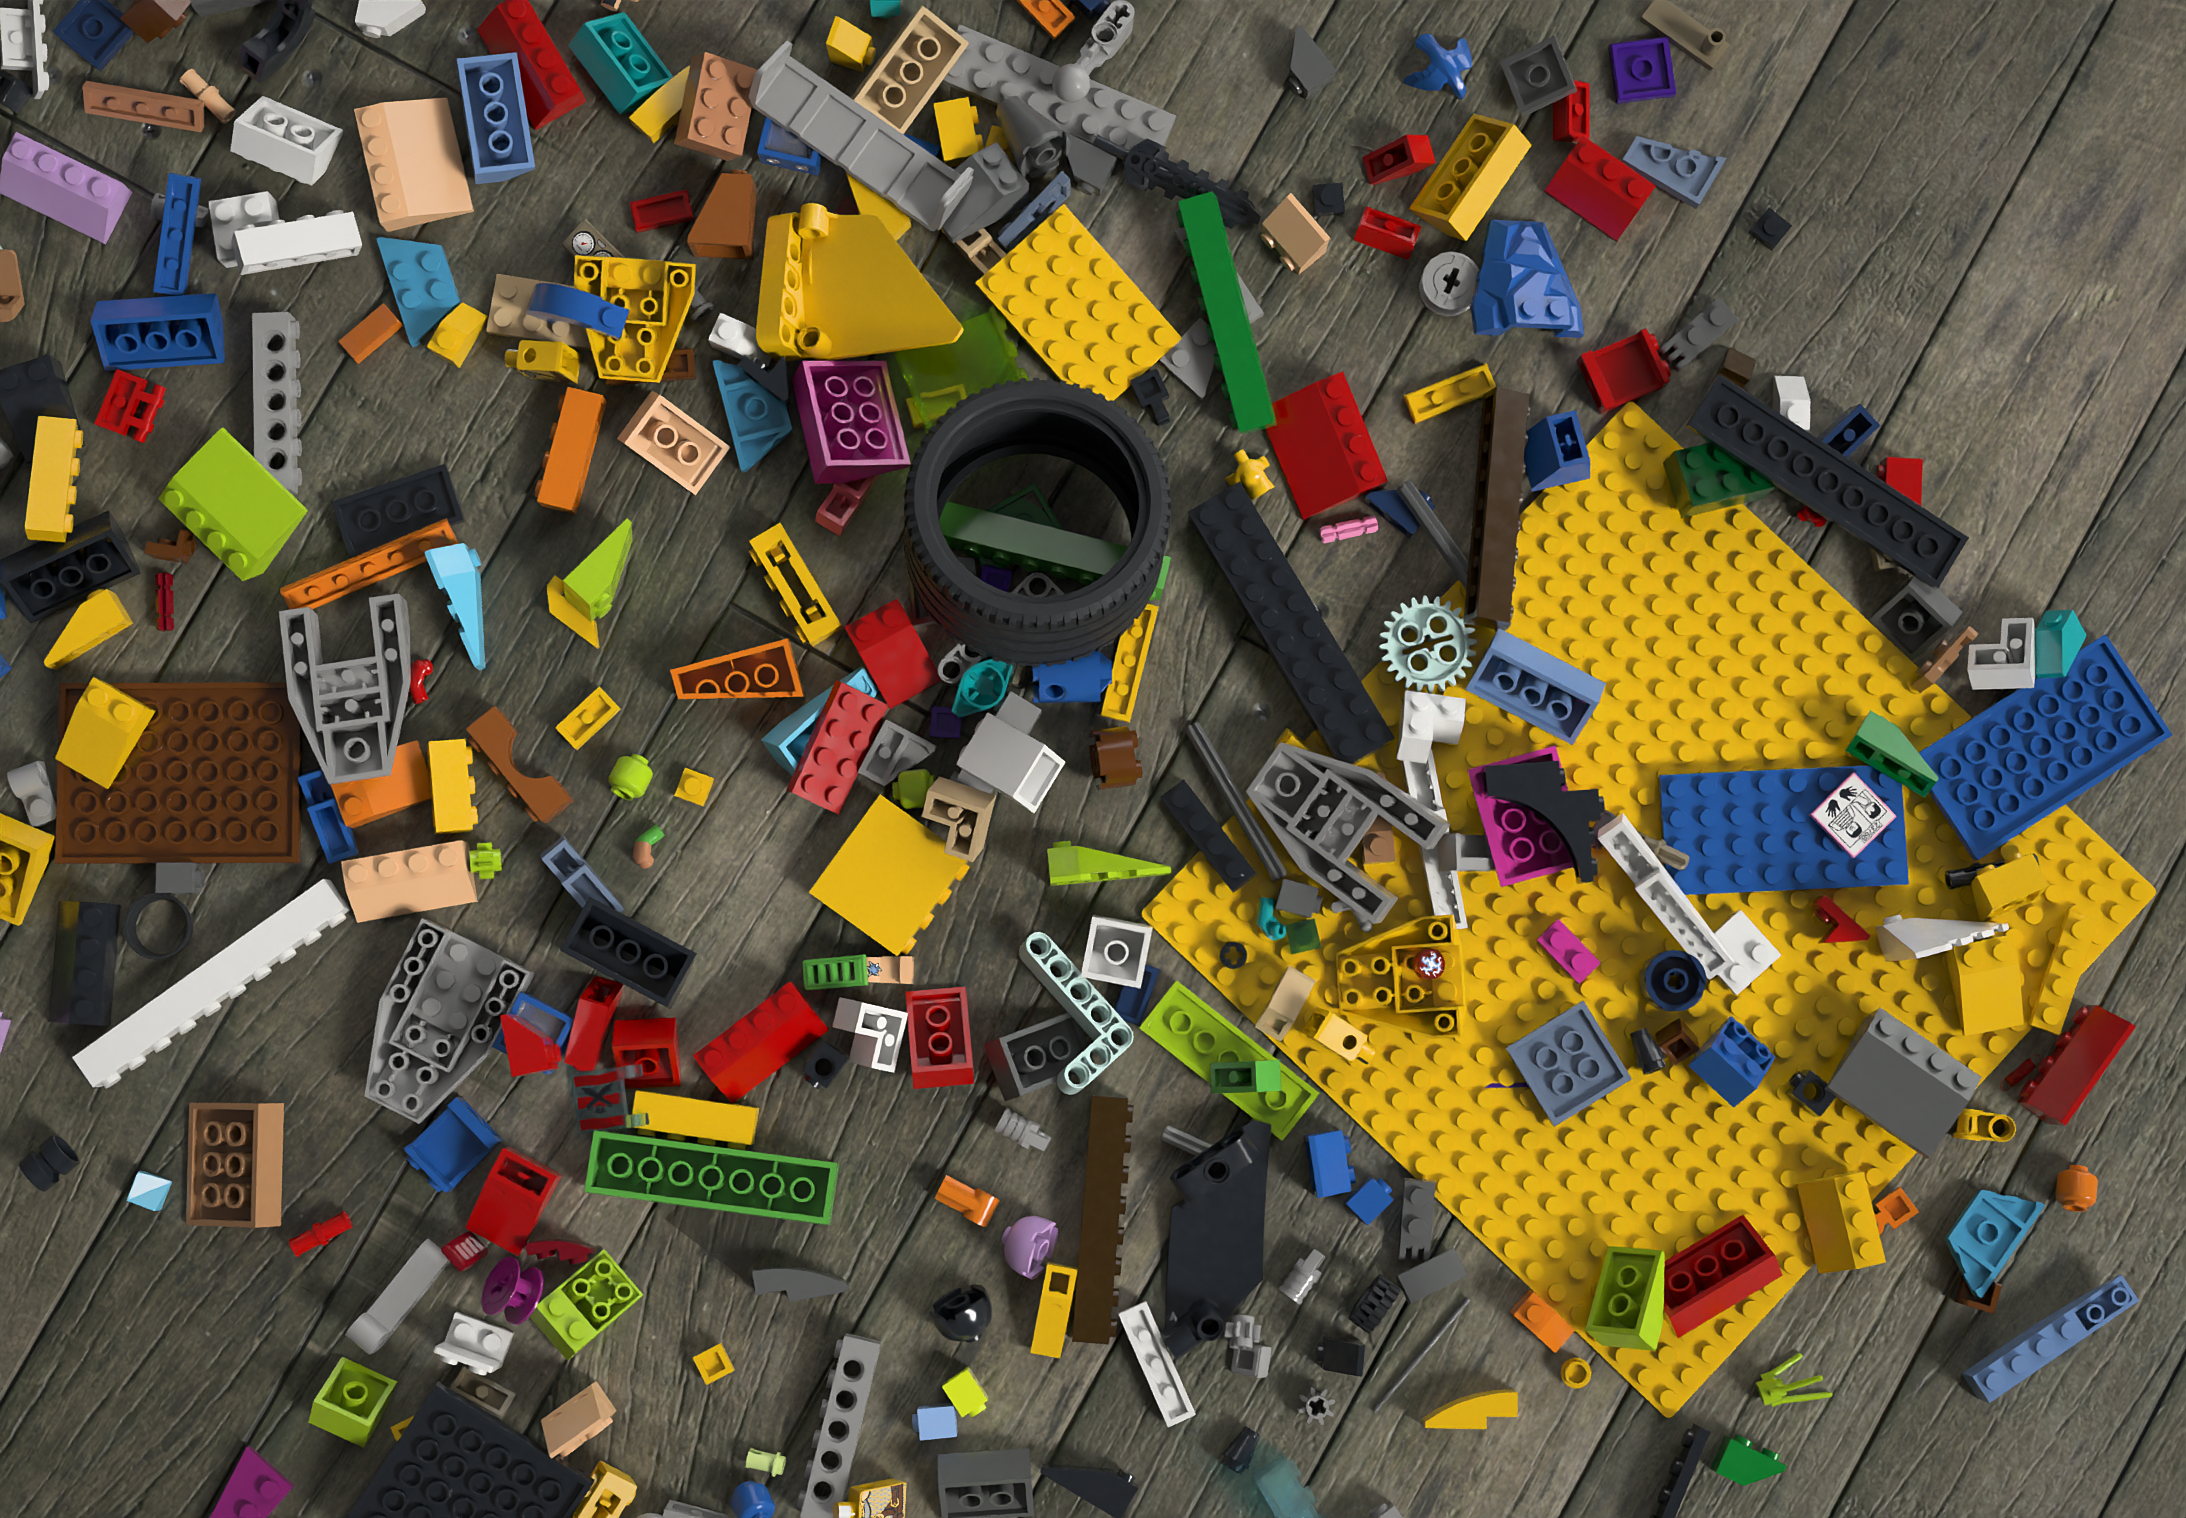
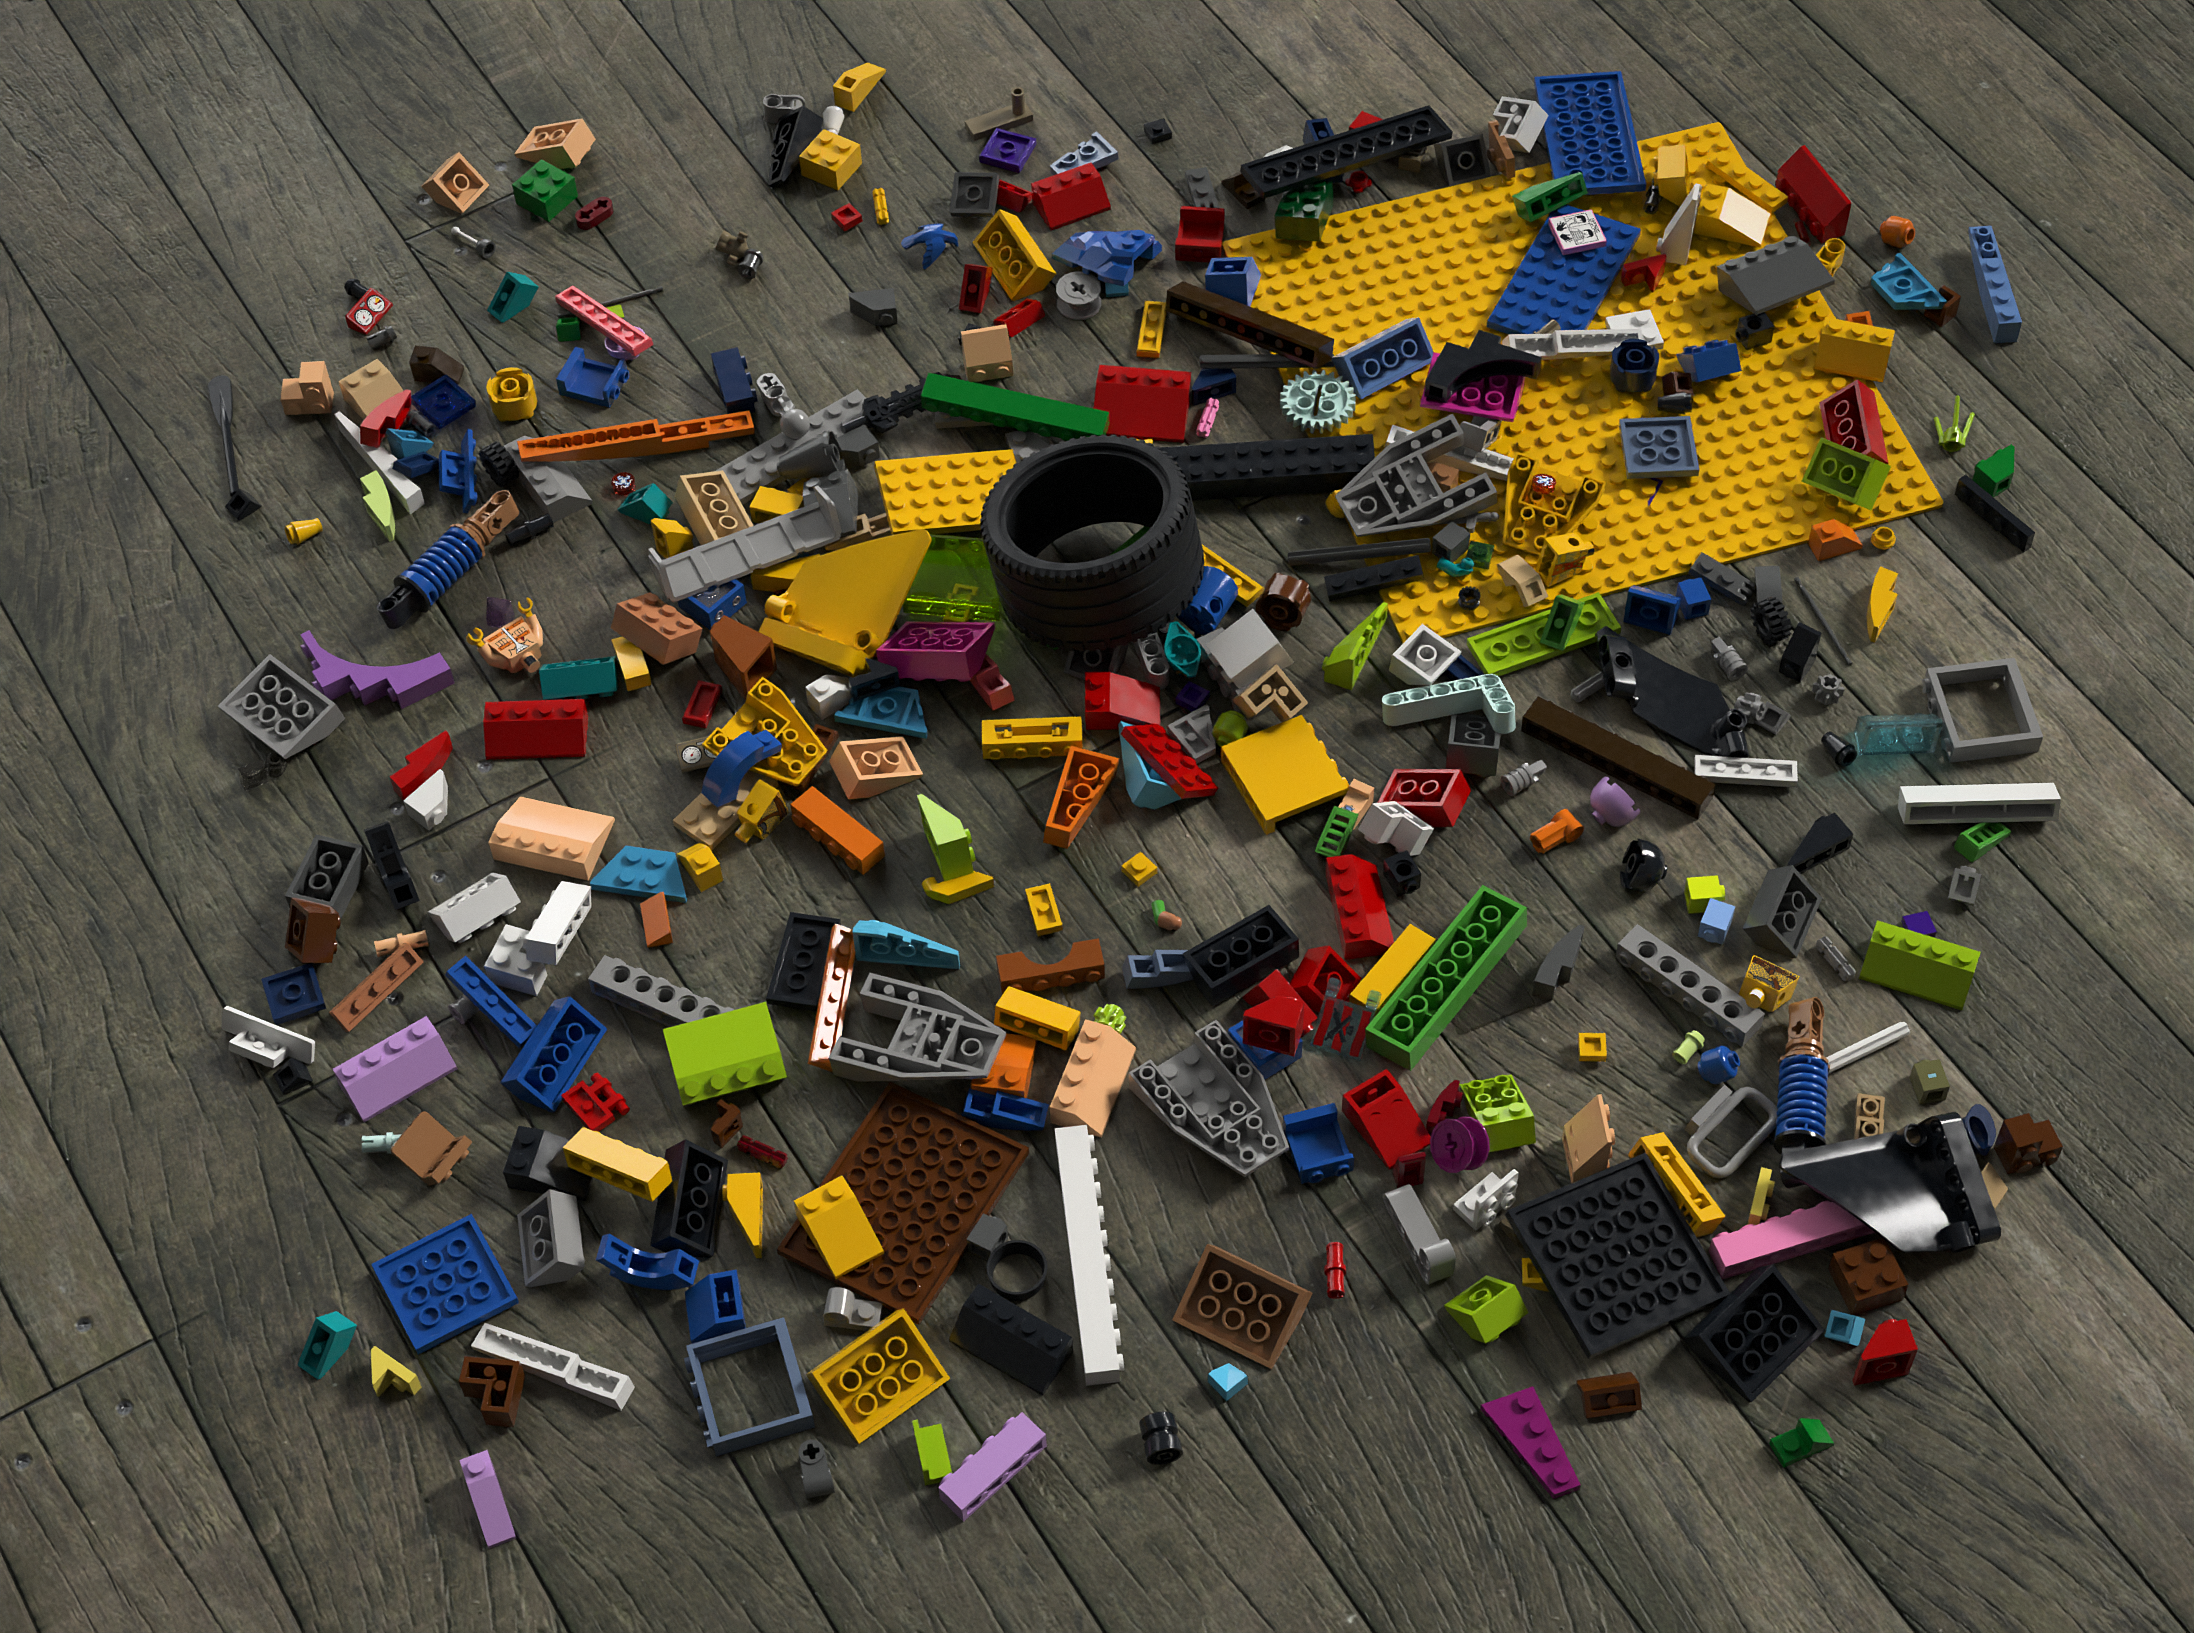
camera: 55 degrees left, 30 degrees down
(495, 117) = (560, 765): medium blue slope -> none
(630, 777) = (1106, 900): lime head -> none
(1035, 212) = (863, 476): sand blue wing -> none
(1054, 1310) = (1668, 809): yellow slope -> none
(1428, 719) = (1373, 415): white brick -> none
(1568, 951) = (1579, 418): dark pink plate -> none
(2057, 643) = (1521, 90): teal slope -> none

